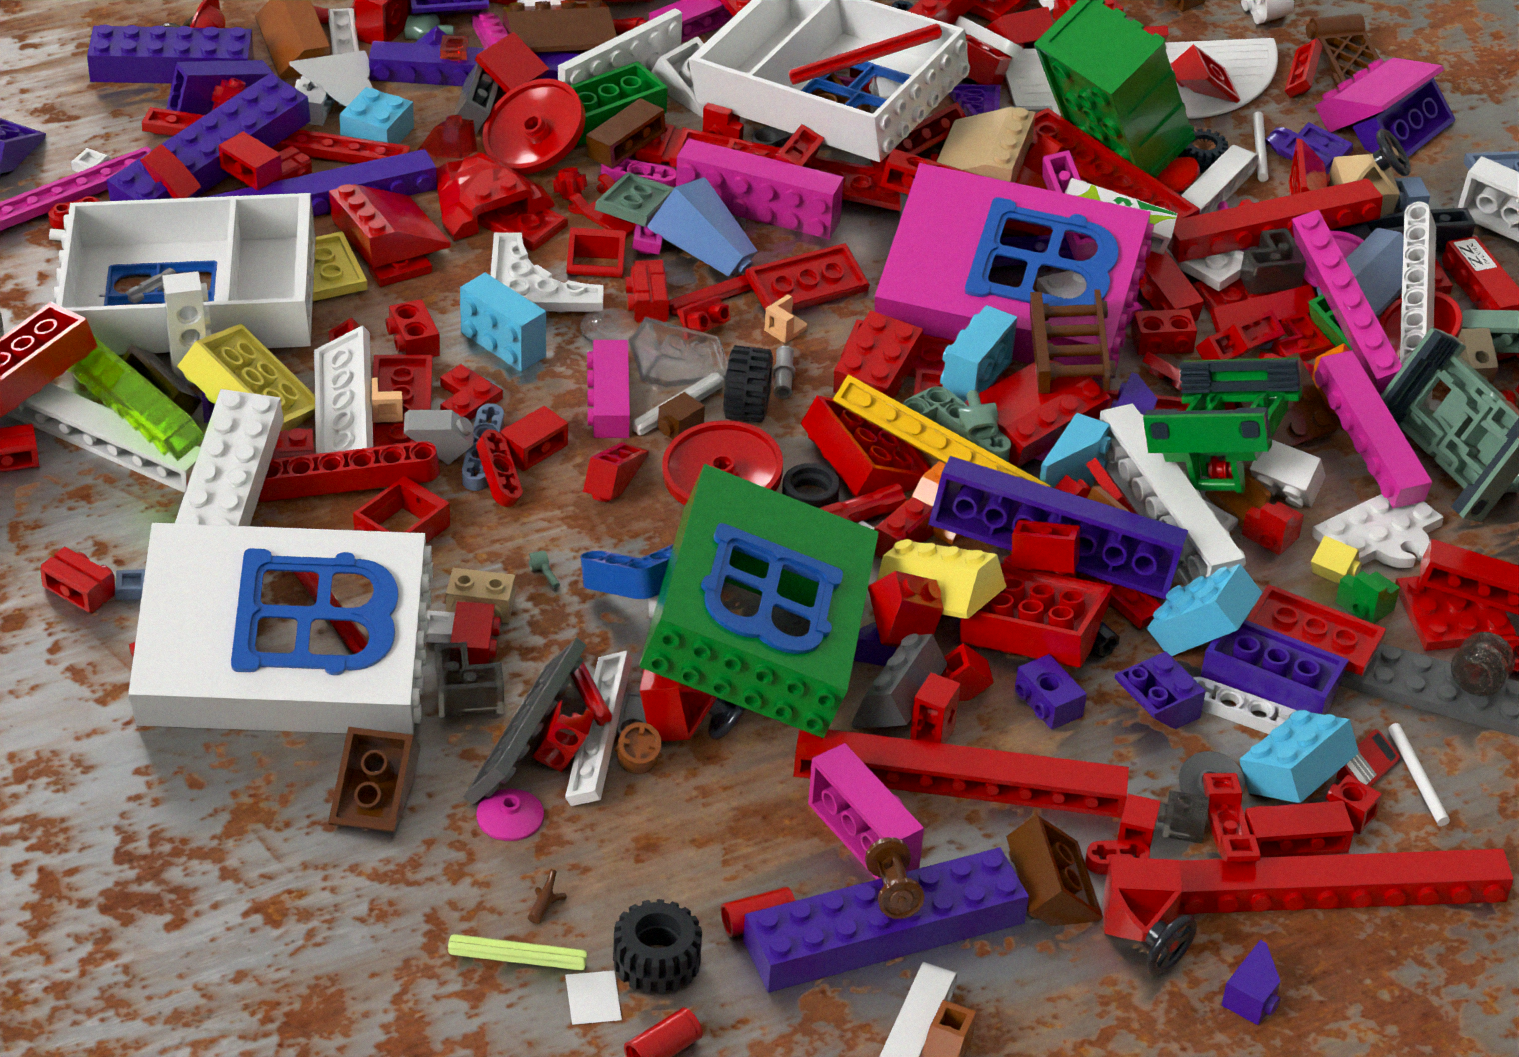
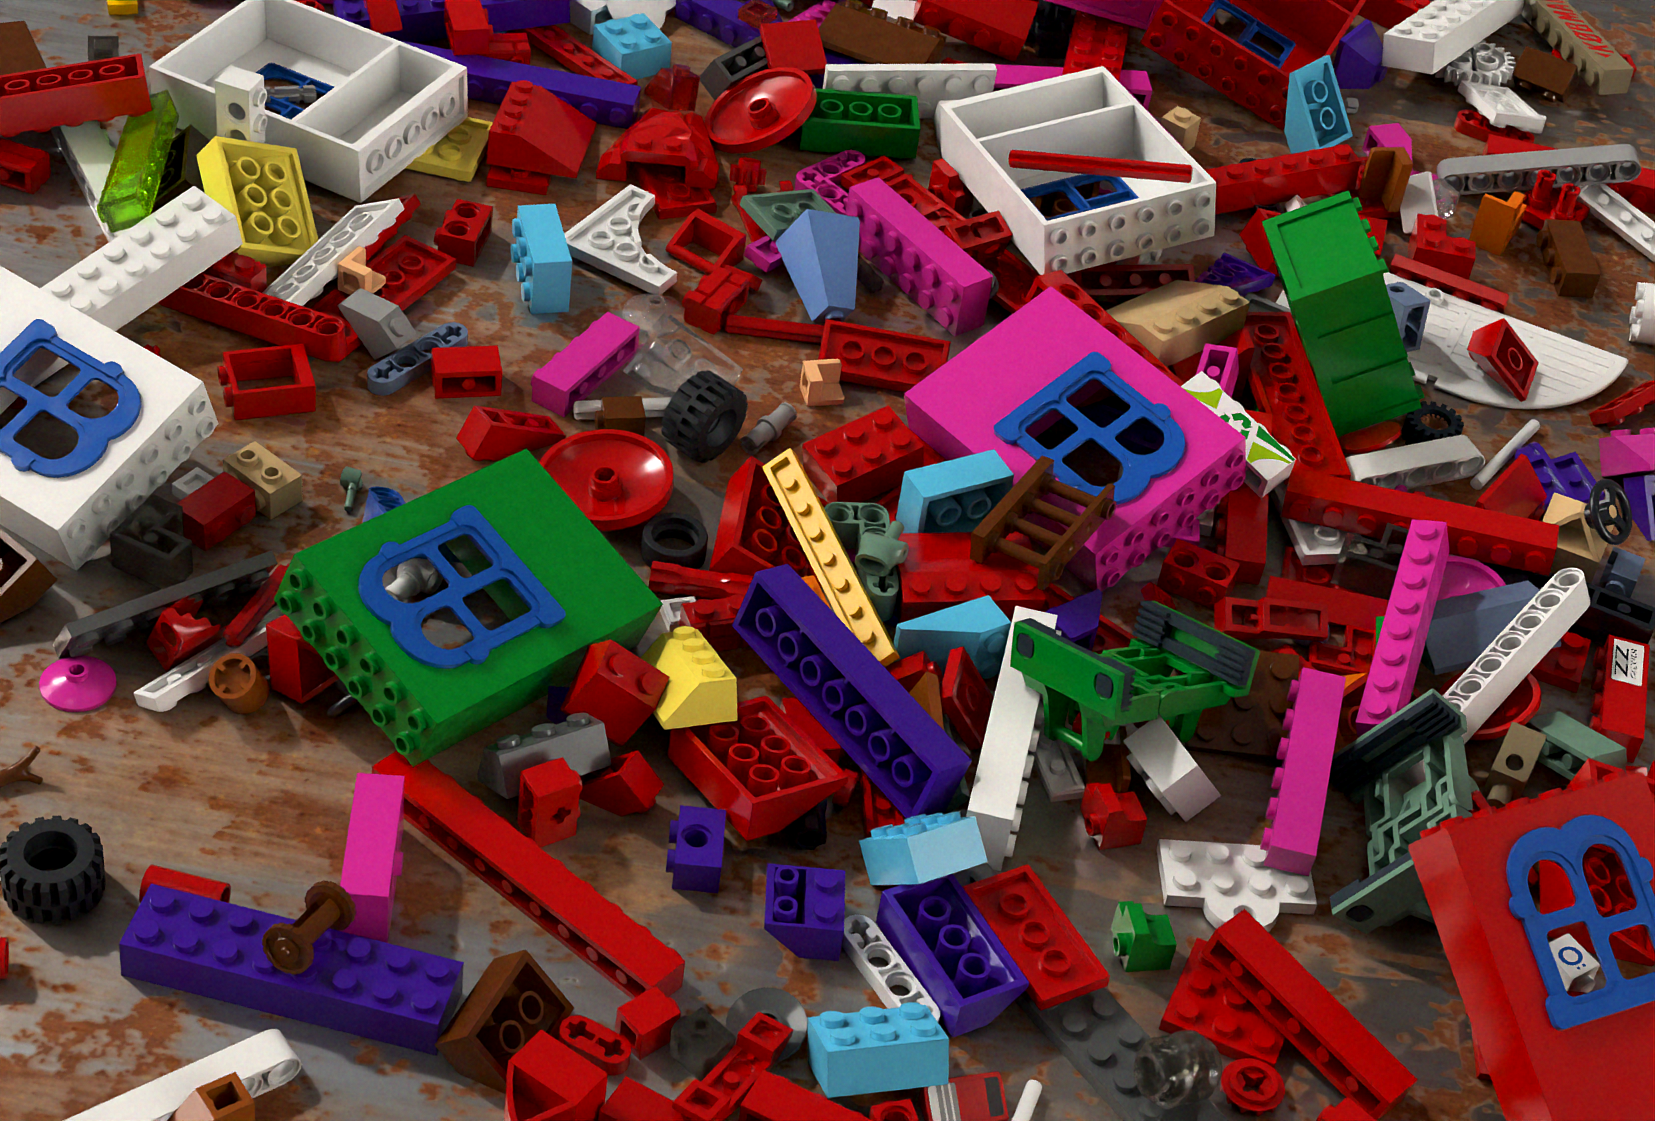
camera: 30 degrees right, 0 degrees up
(469, 391) = (462, 306): red plate -> none
(503, 485) = (391, 386): red beam -> none
(625, 133) = (841, 153): reddish brown brick -> none
(704, 314) = (741, 341): red hips -> none
(1046, 546) = (814, 702): red brick -> none
(1335, 560) = (1140, 882): light yellow brick -> none

